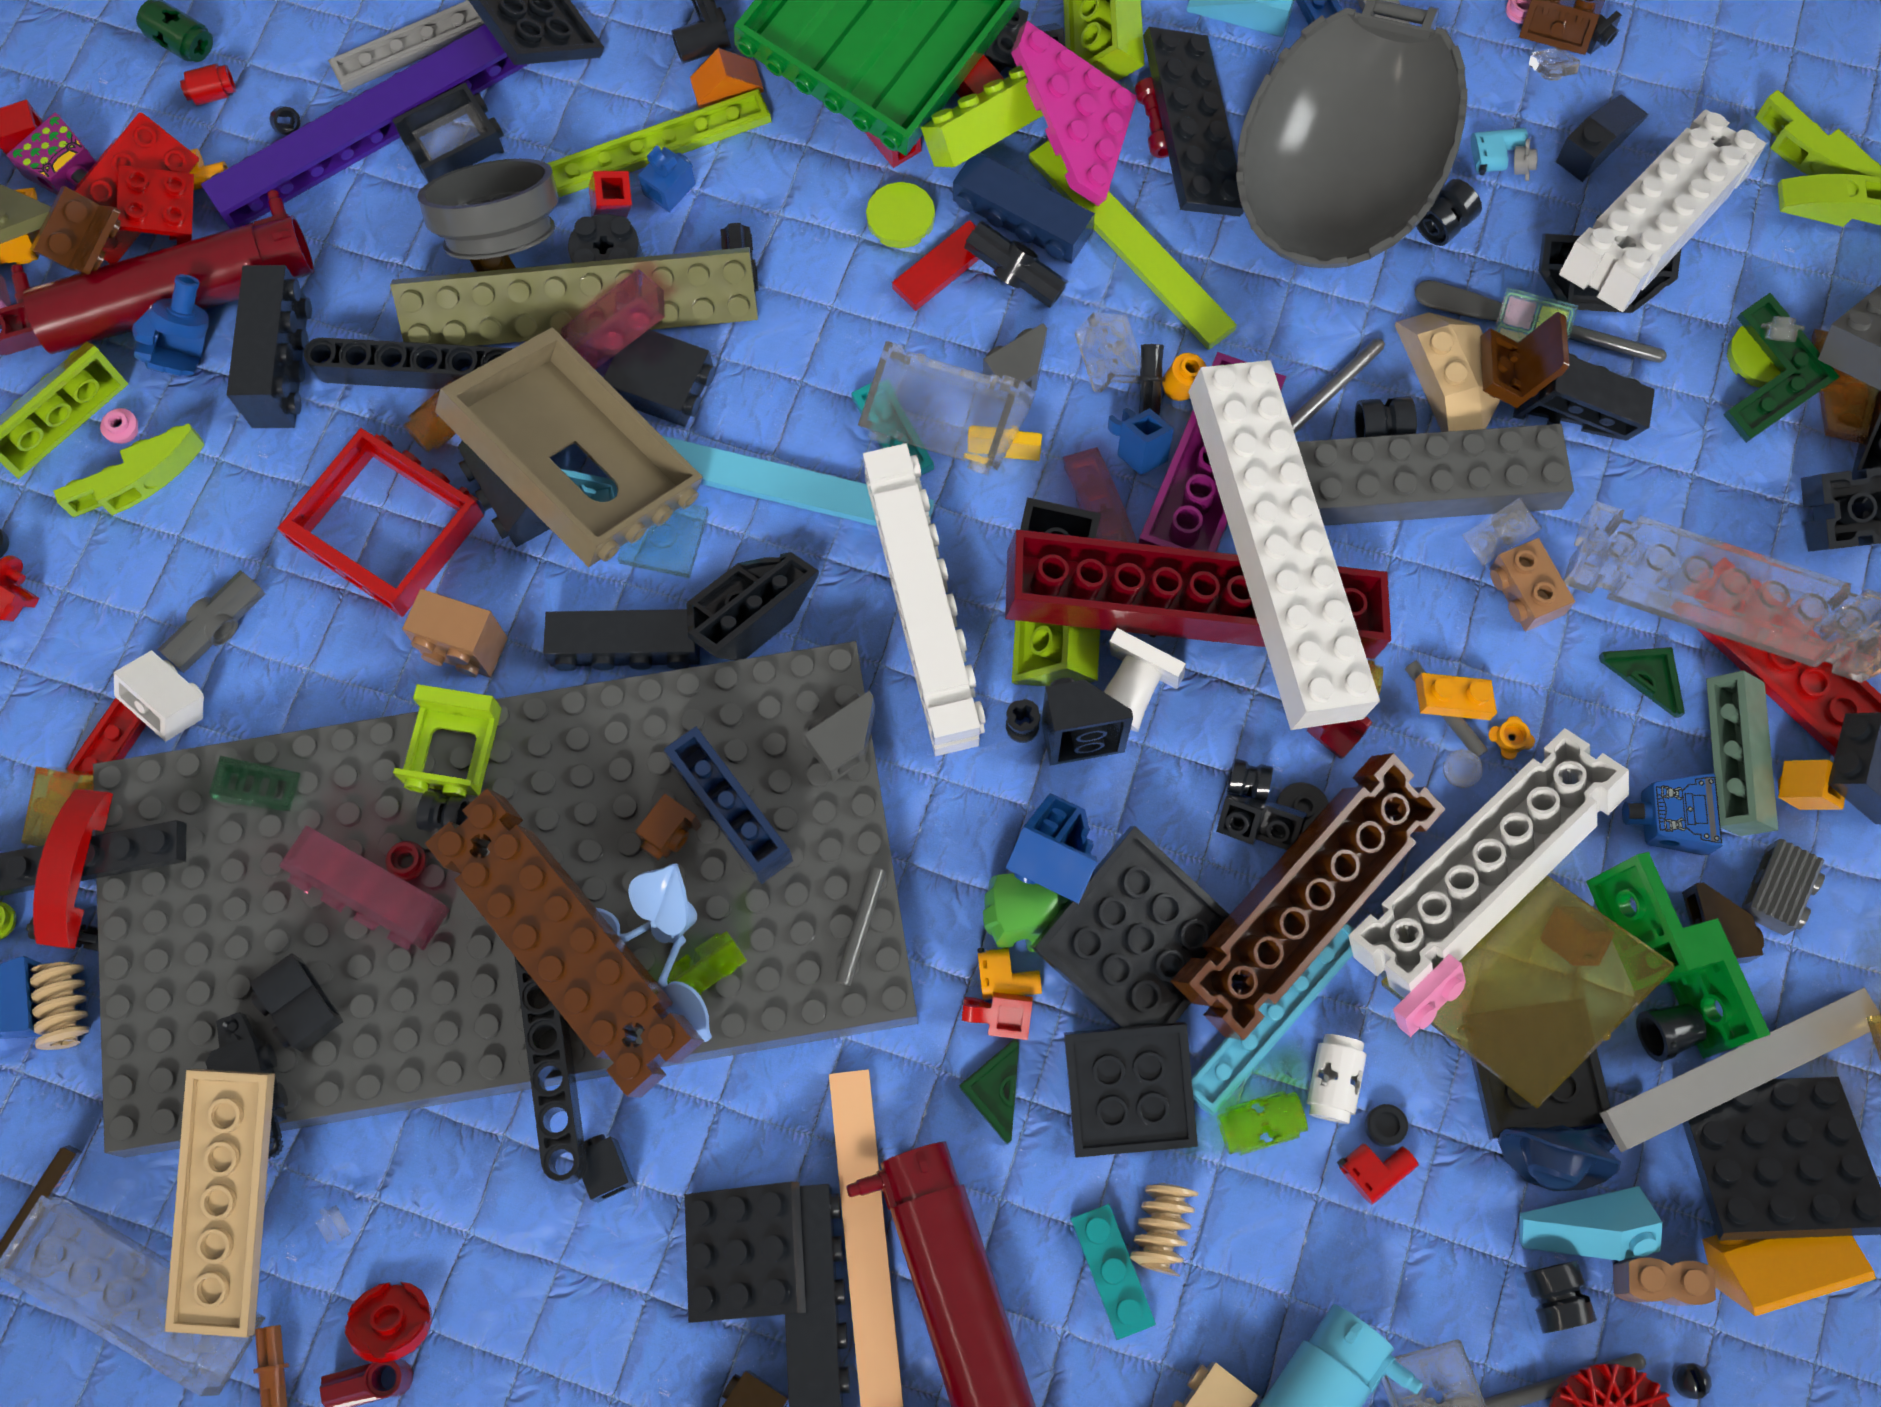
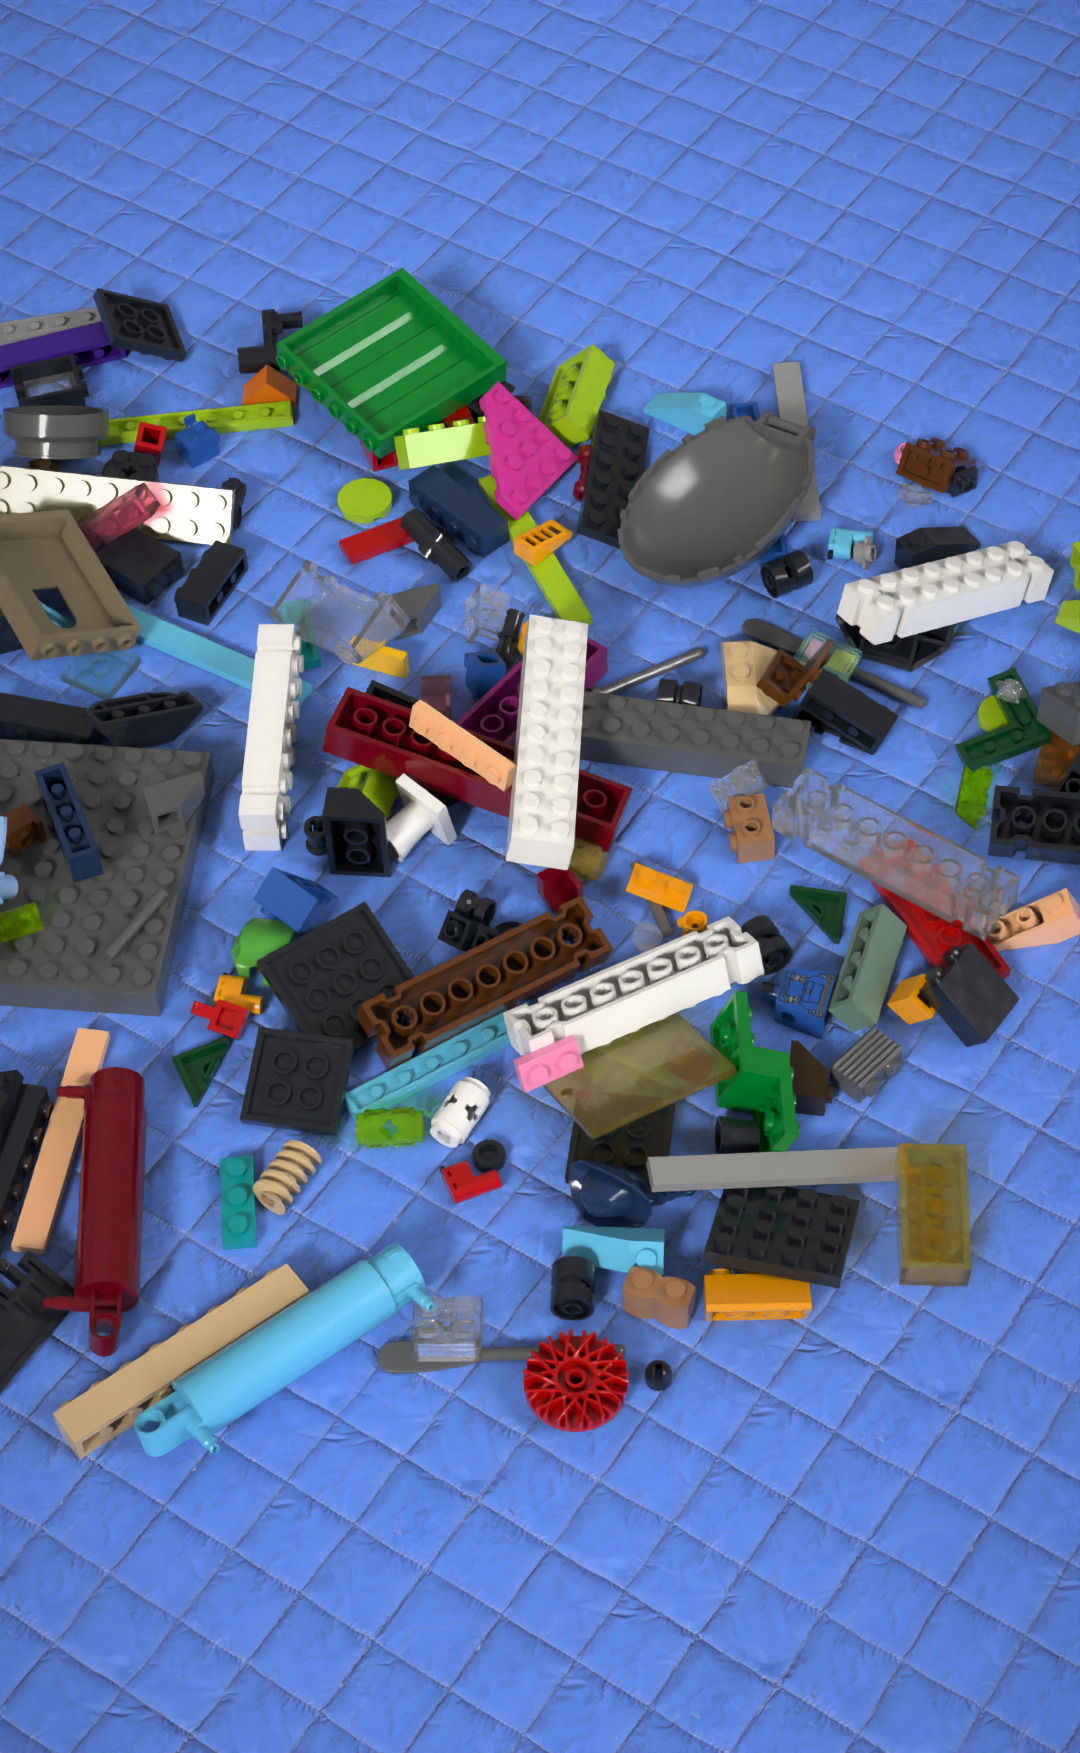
camera: 15 degrees right, 20 degrees down
(757, 380) = (211, 582): none -> black brick
(1131, 250) = (535, 554): none -> light orange slope
(1187, 581) = (462, 745): none -> light nougat plate
(1608, 739) = (773, 947): none -> black wheel
(1773, 490) = (972, 795): none -> clear neon green hinge

